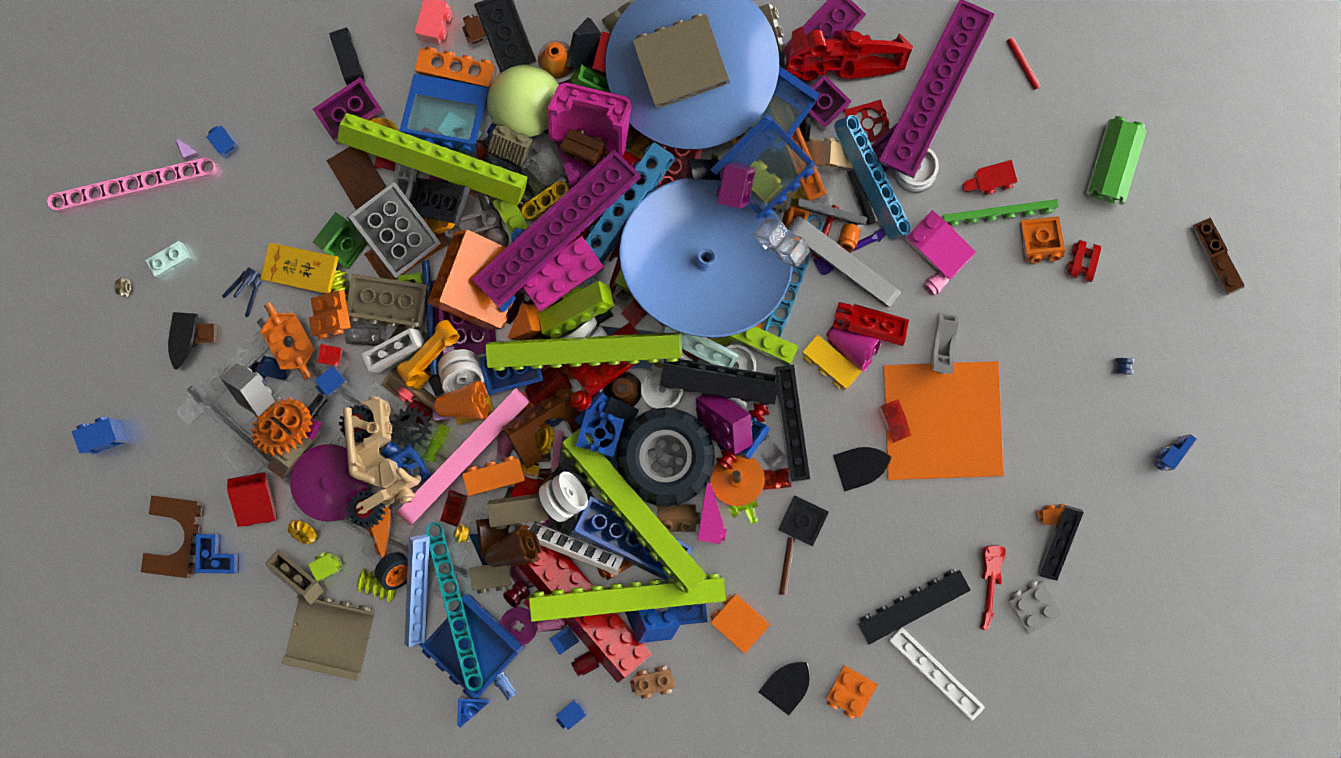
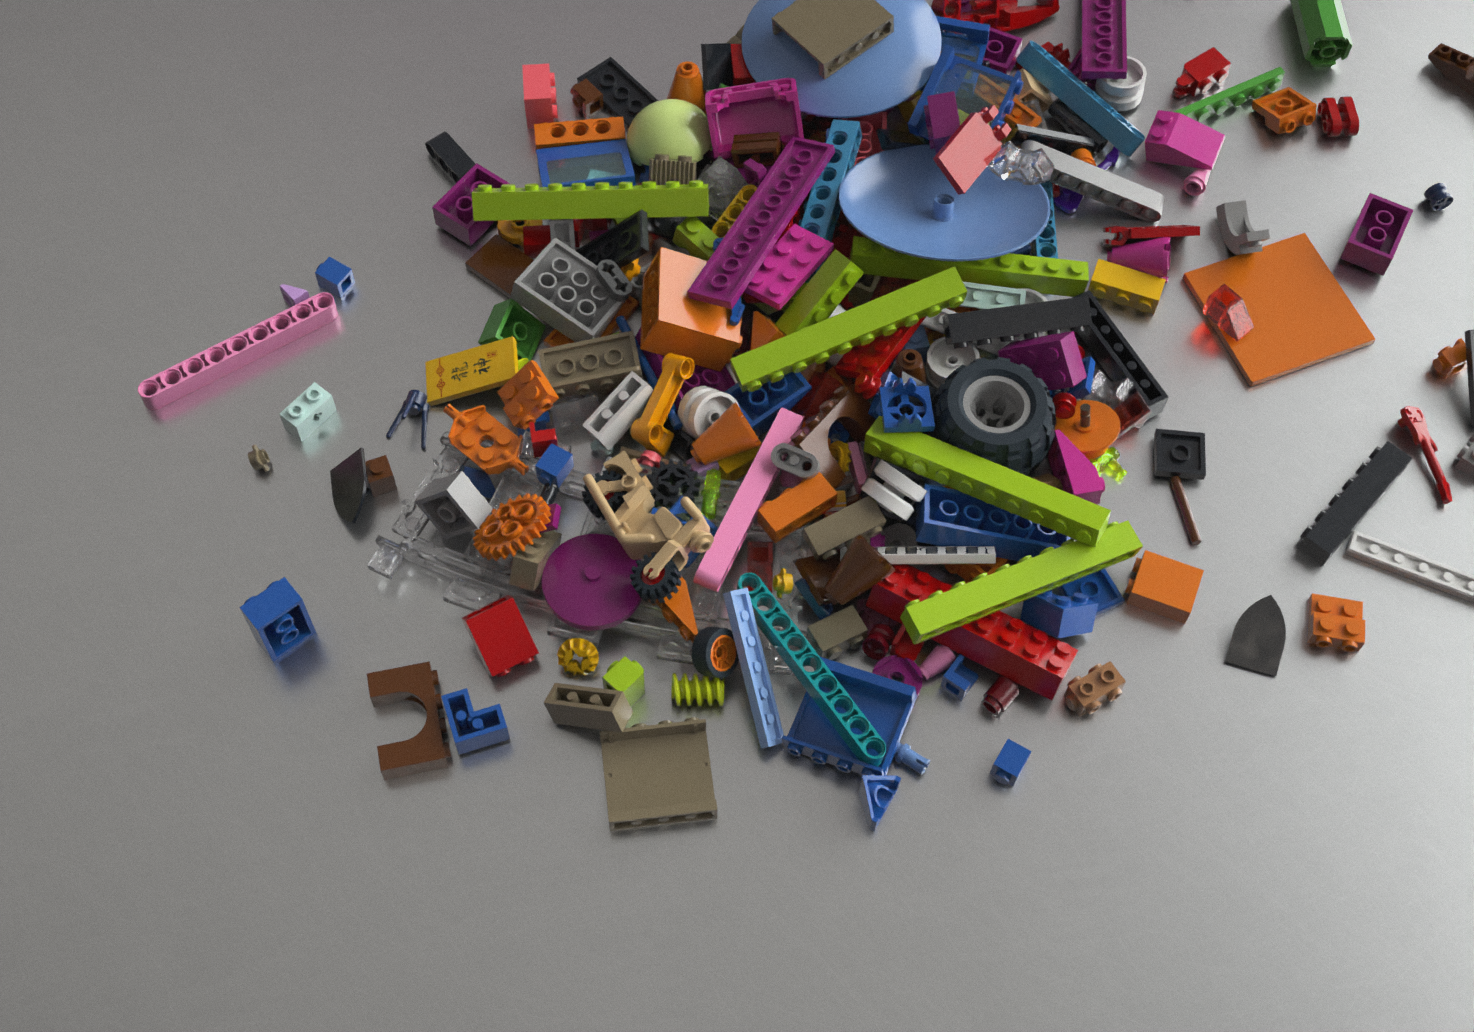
camera: 20 degrees left, 25 degrees down
(431, 232) = (612, 281): none -> dark grey beam
(502, 447) = (796, 462): none -> light grey plate
(743, 222) = (971, 149): none -> tile
(861, 466) = (1215, 376): black shield -> none
(1051, 386) = (1376, 234): none -> magenta brick

